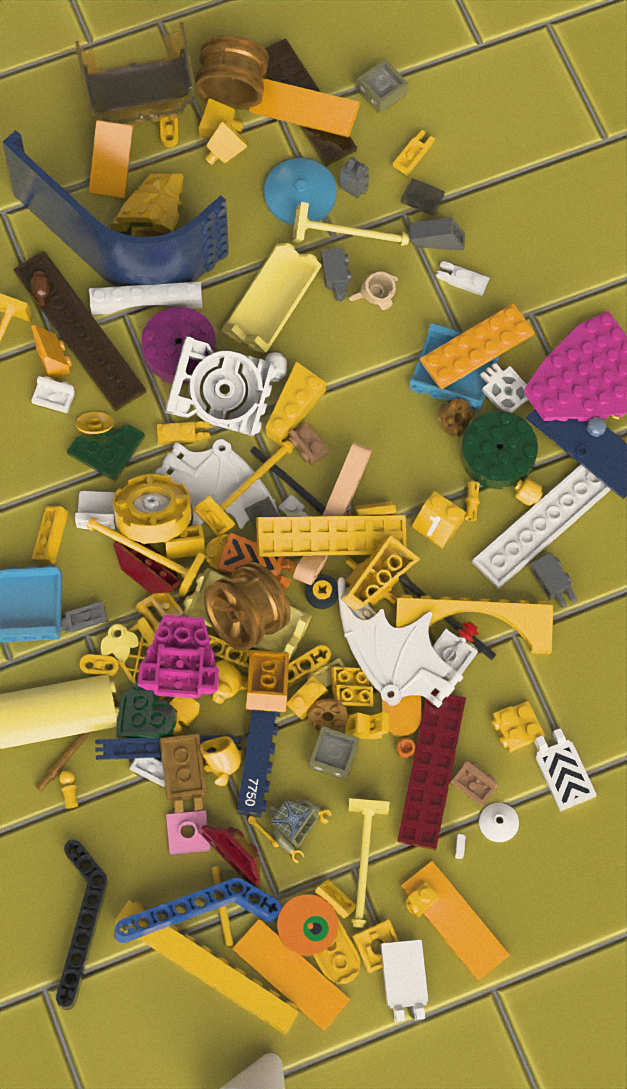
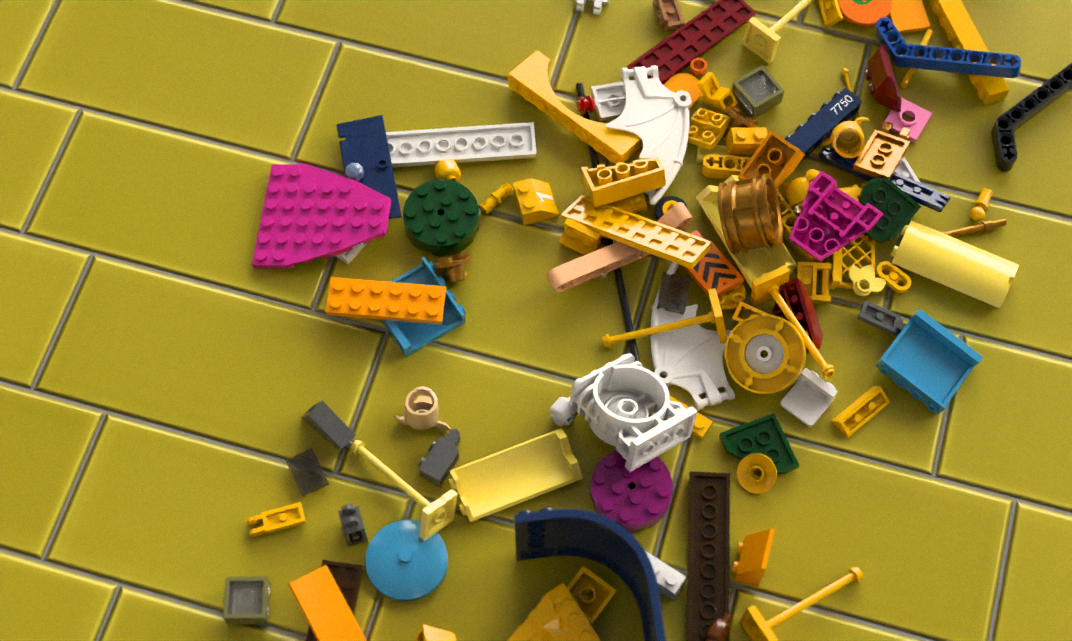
camera: 140 degrees left, 5 degrees down
(53, 394) = (773, 518): white bracket -> none
(292, 508) = (642, 290): white plate -> none
(294, 822) = (822, 69): olive torso -> none
(296, 400) = (560, 371): yellow wedge -> none
(308, 444) = (587, 332): medium nougat bracket -> none
(463, 278) = (338, 376): white hinge -> none
(504, 388) = (392, 258): white piece -> none
(517, 726) = (604, 28): yellow plate -> none
(553, 579) = (487, 102): dark grey hinge -> none

